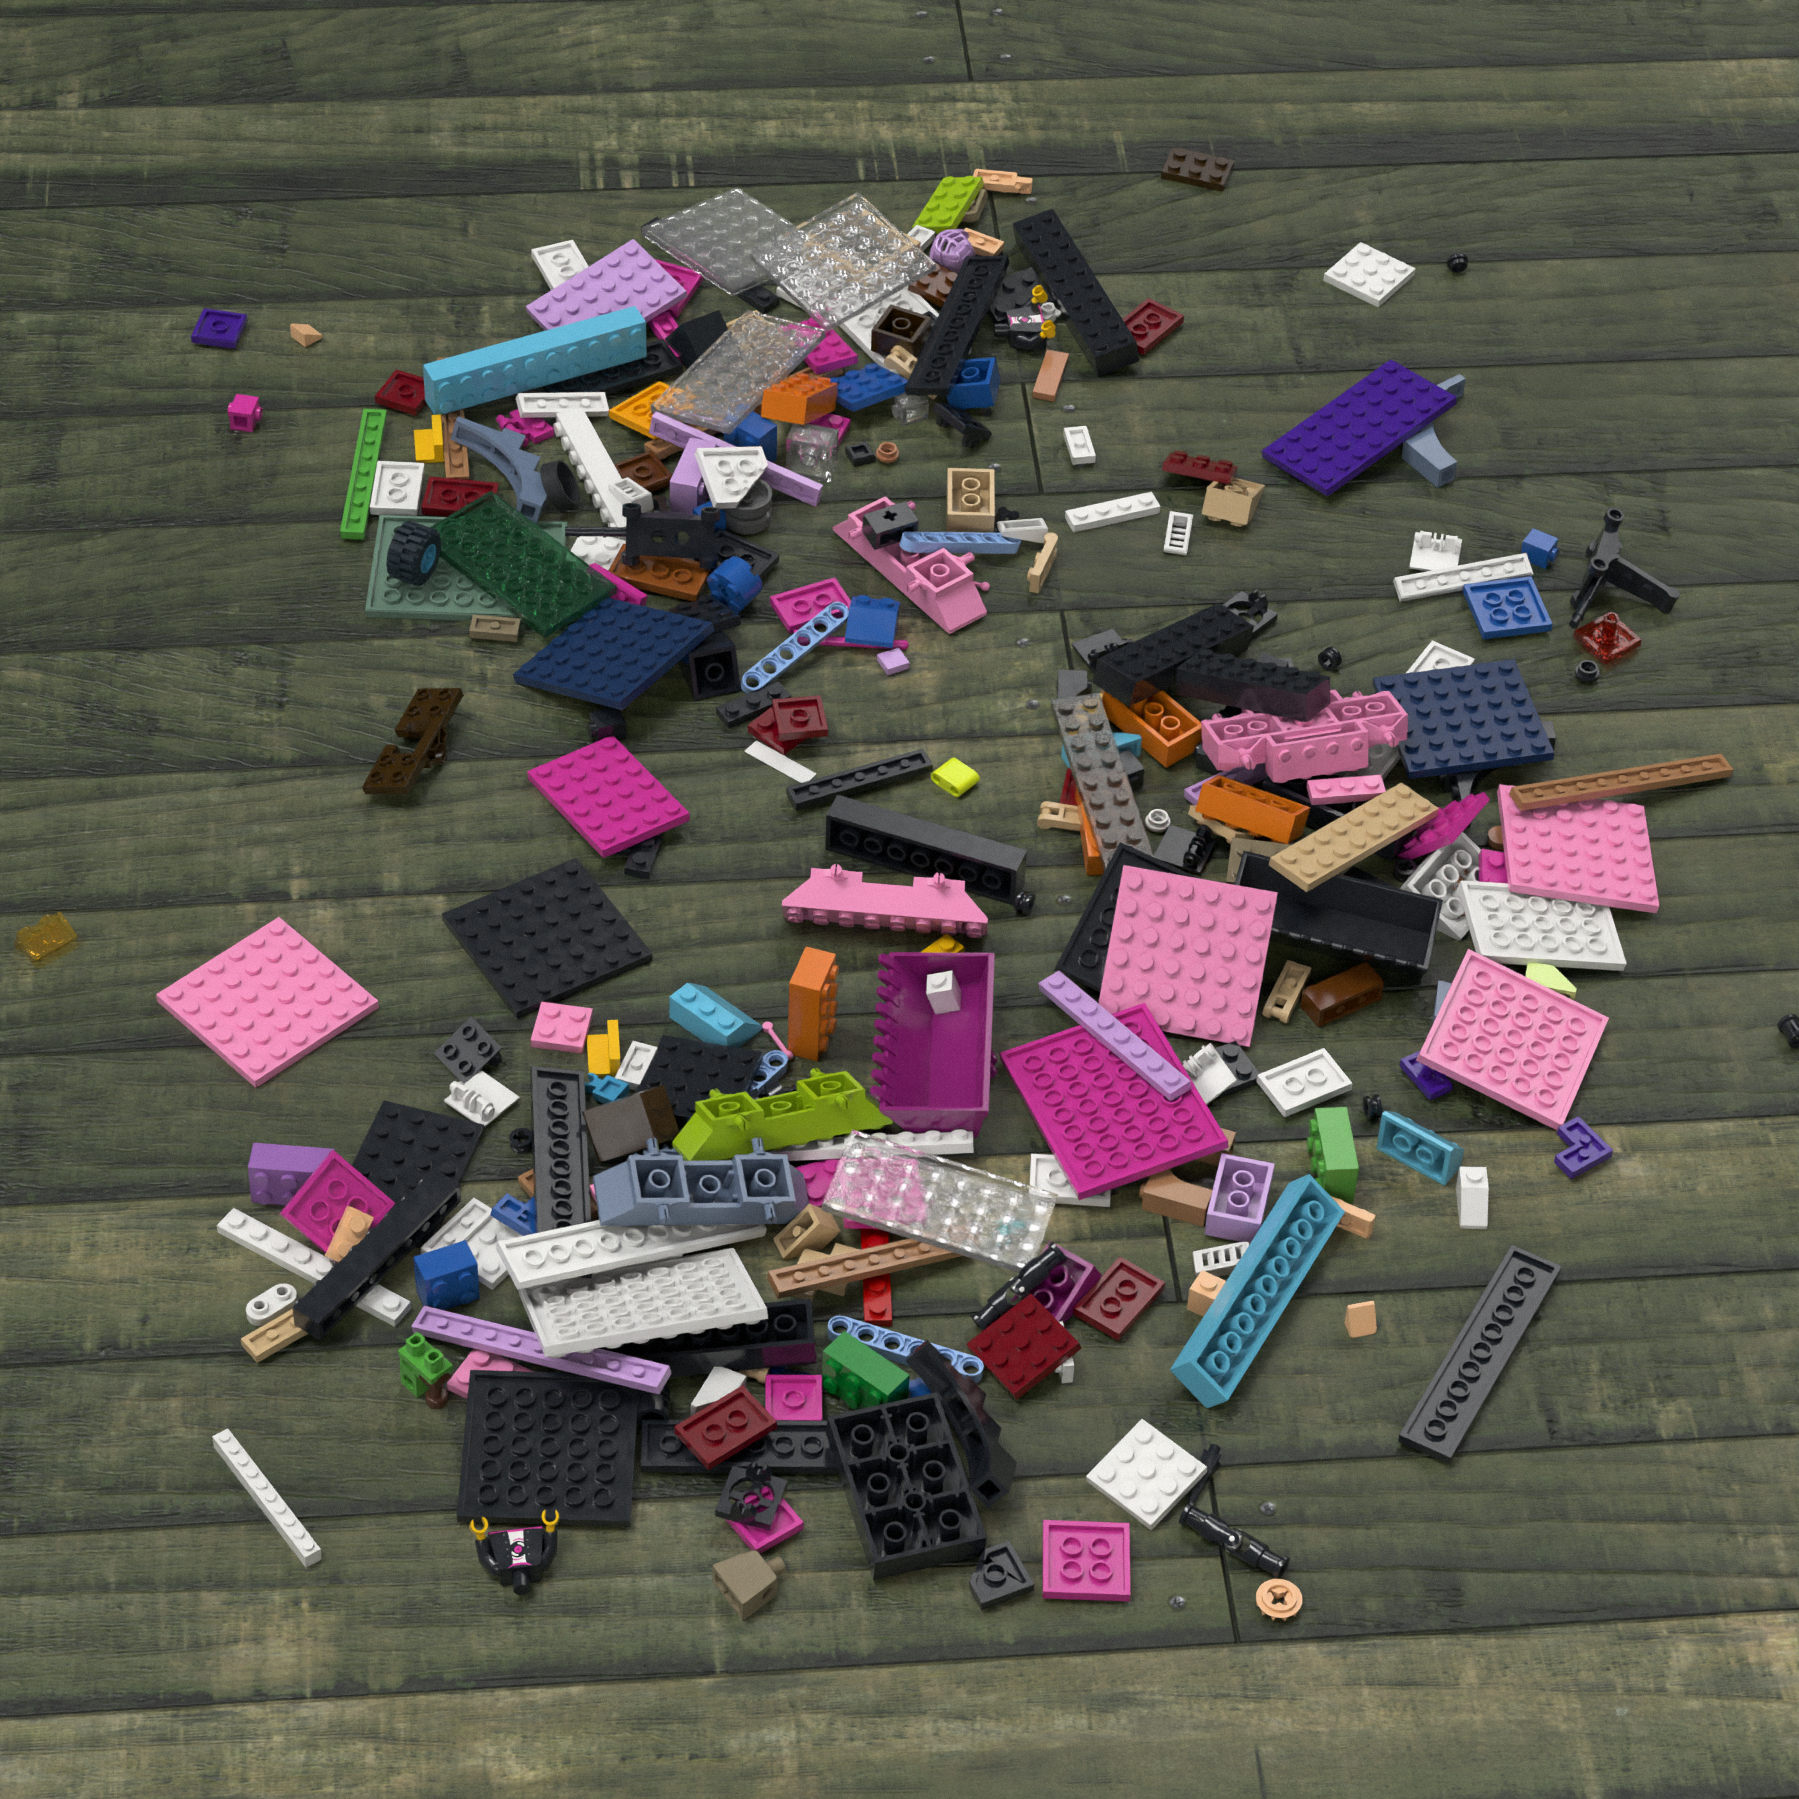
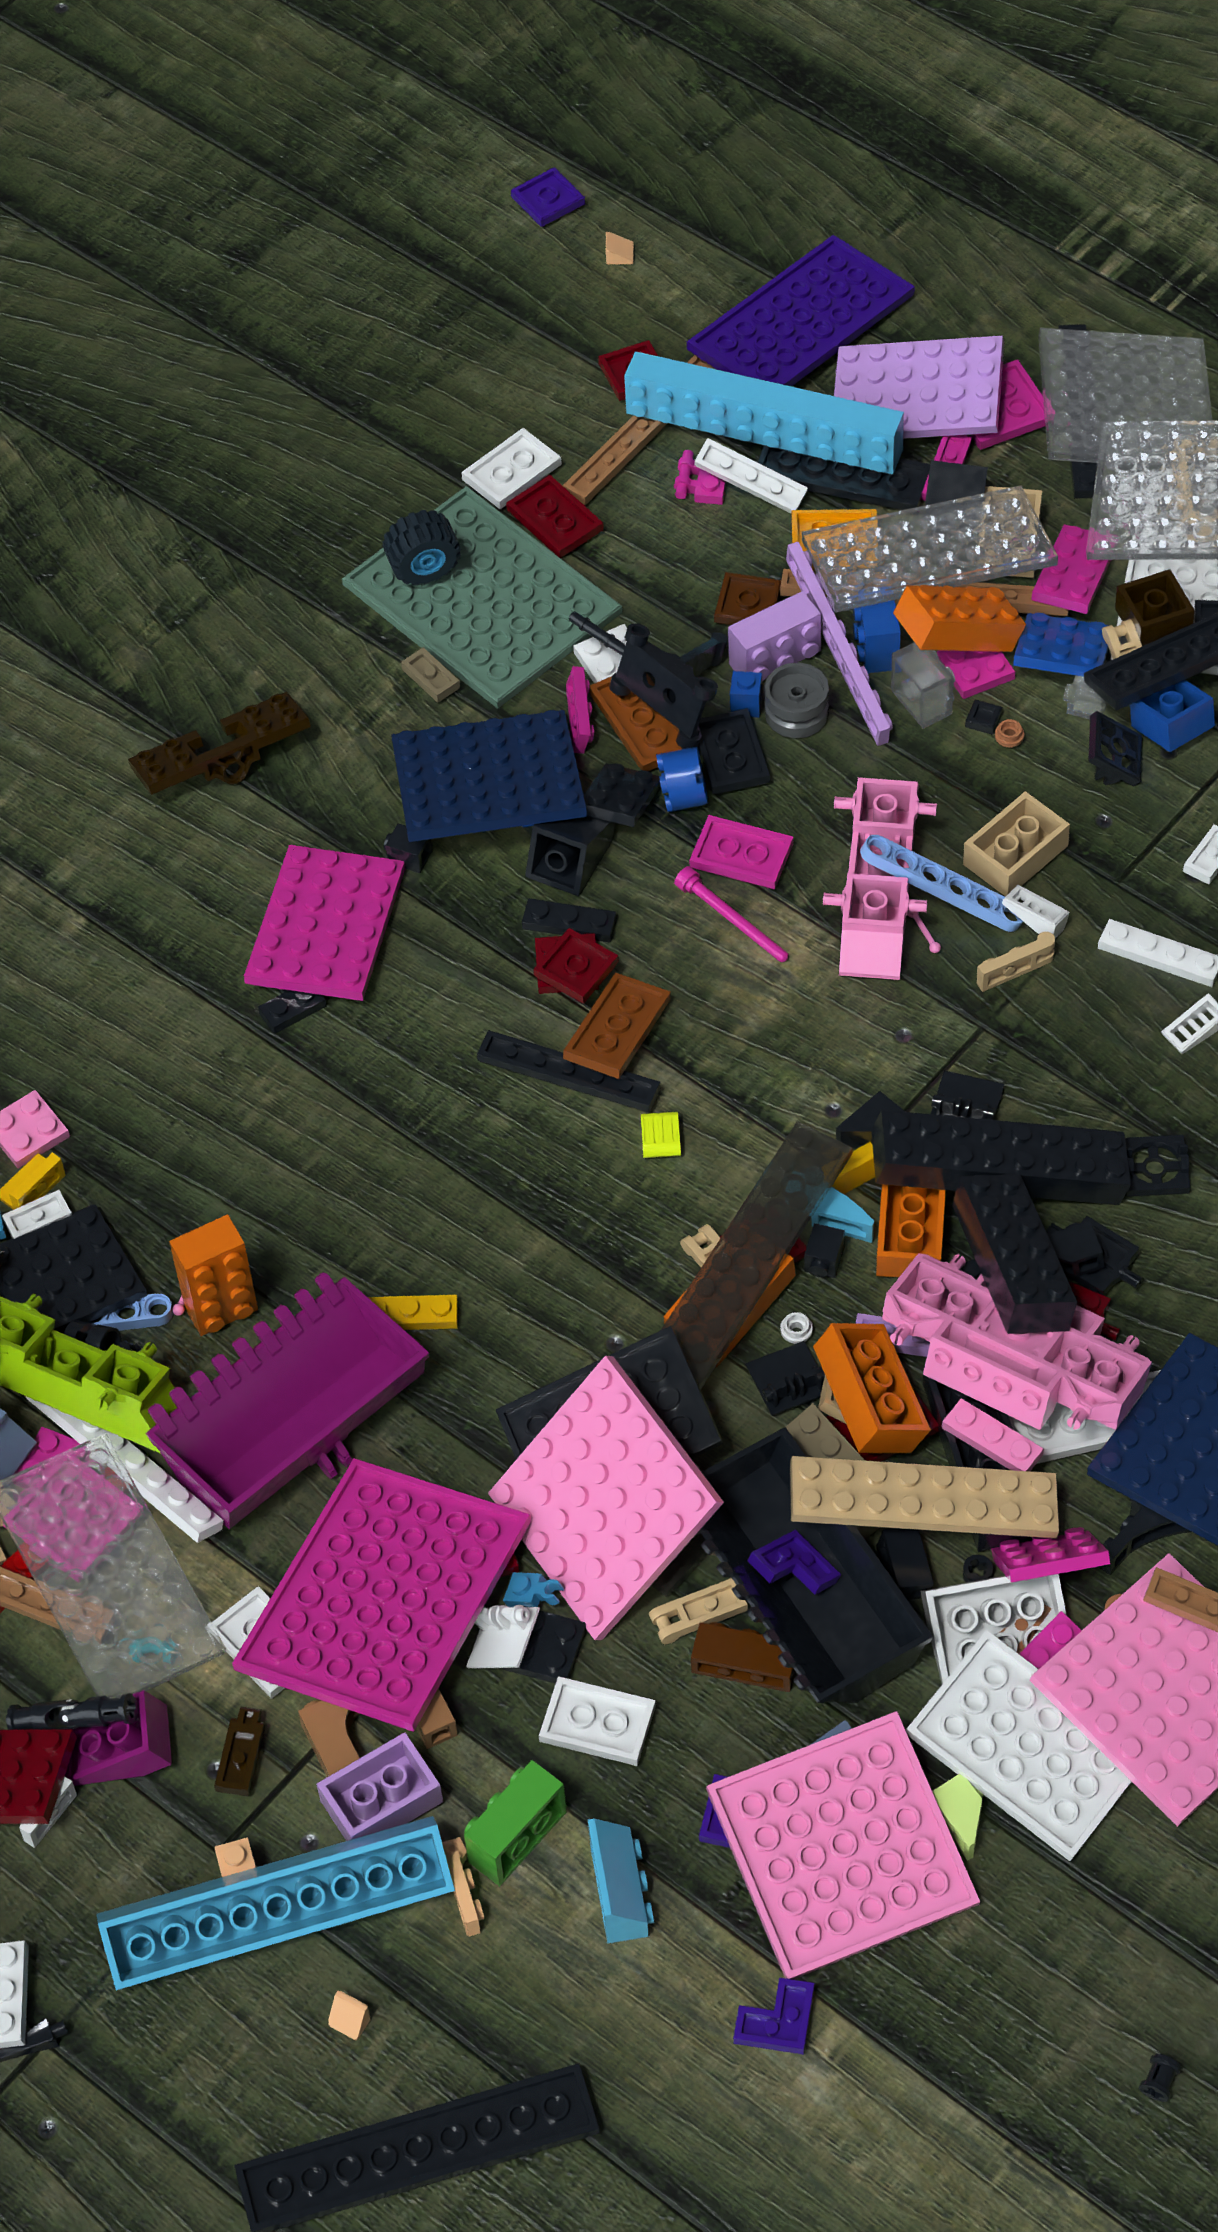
camera: 50 degrees right, 10 degrees up
(244, 412) = (468, 300): dark pink brick -> none
(363, 474) = (524, 414): bright green plate -> none
(429, 443) = (596, 436): yellow panel -> none
(478, 300) = (802, 315): none -> dark purple plate
(506, 453) = (644, 493): sand blue arch -> none
(520, 564) = (516, 621): clear green plate -> none
(546, 937) = (118, 1028): black plate -> none
(559, 262) = (933, 317): white plate -> none
(560, 497) = (624, 558): black tyre -> none
(592, 463) = (703, 578): white brick -> none
(633, 494) = (691, 621): white slope -> none
(711, 1016) = (155, 1212): medium azure slope -> none
(730, 472) = (794, 656): white plate -> none
(780, 762) = (526, 999): white sticker -> none
(791, 645) = (664, 881): light blue beam -> none
(846, 899) = (446, 1246): bright pink piece -> none
(862, 735) = (617, 1025): none -> dark orange plate
(872, 621) = (767, 911): blue slope -> none
(888, 524) = (872, 814): black brick -> none
(893, 661) = (750, 966): lavender tile -> none
(925, 849) = (528, 1193): black brick -> none
(943, 992) = (367, 1355): white brick -> none
(1004, 513) = (1039, 880): black plate -> none
(1024, 902) = (564, 1318): black bush -> none
(1115, 1036) = (457, 1528): lavender plate -> none
(1118, 1298) = (163, 1800): dark red plate -> none
(1130, 1242) = (240, 1753): none -> dark brown hinge
(1185, 1045) = (529, 1589): none -> dark azure plate
(1231, 1251) = (316, 1837): white slope -> none
(1315, 922) = (794, 1555): none -> dark purple plate
(1330, 658) = (1182, 1277): black bush -> none
(1372, 1106) = (629, 1801): black bush -> none
(1472, 1197) = (604, 1981): white slope -> none

